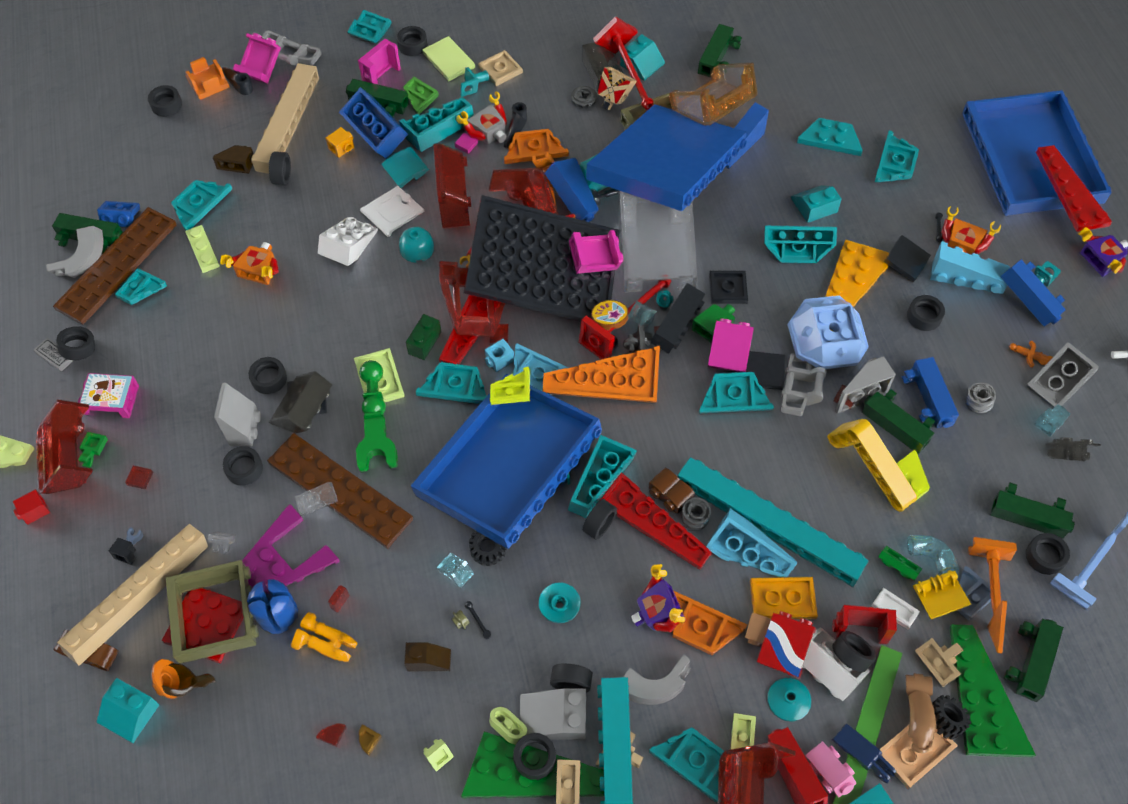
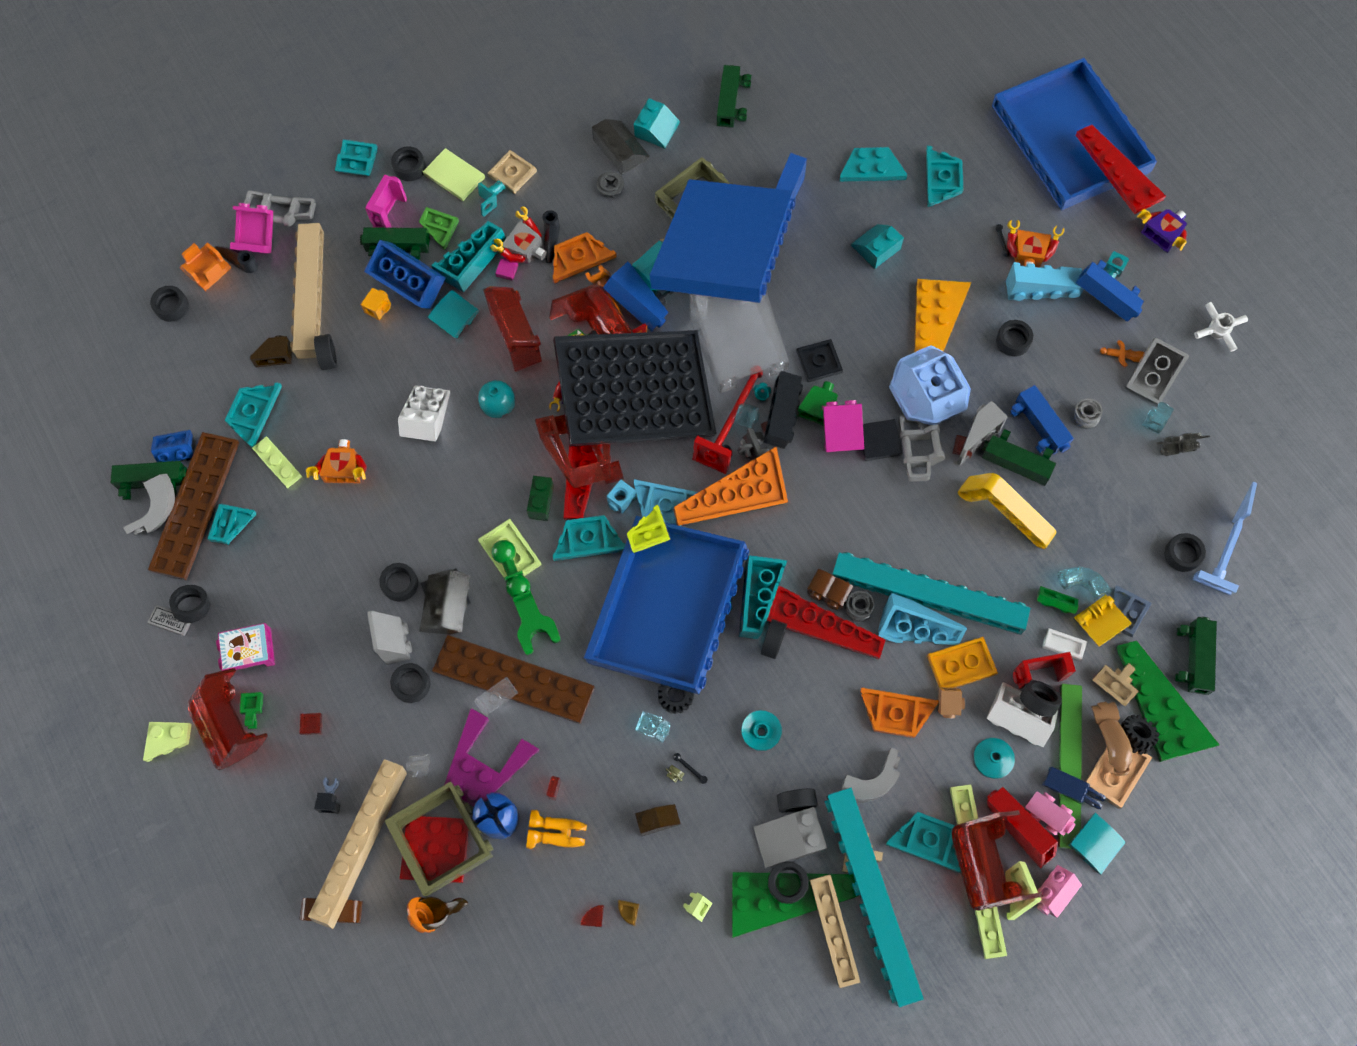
camera: 15 degrees left, 10 degrees up
(30, 507) = (216, 787): red brick -> none
(125, 710) = (392, 956): teal slope -> none
(389, 212) = (454, 368): white container -> none
(510, 728) = (754, 860): yellowish green plate -> none
(595, 252) = (683, 363): dark pink panel -> none
(610, 314) = (717, 425): tile -> none
(614, 38) = (622, 111): red tile -> none
(614, 87) = (641, 168): torso -> none
(658, 604) = (854, 706): torso -> none
(728, 90) = (749, 151): clear orange windscreen -> none
(735, 394) = (860, 473): teal wing -> none
(786, 644) = (980, 710): panel -> none
(799, 243) = (876, 295): teal wedge -> none
(907, 258) = (982, 284): black tile -> none
(914, 473) = (1046, 507): neon yellow wing -> none
(994, 552) = (1137, 565): orange piece -> none
(1032, 513) = (1162, 517): dark green brick -> none

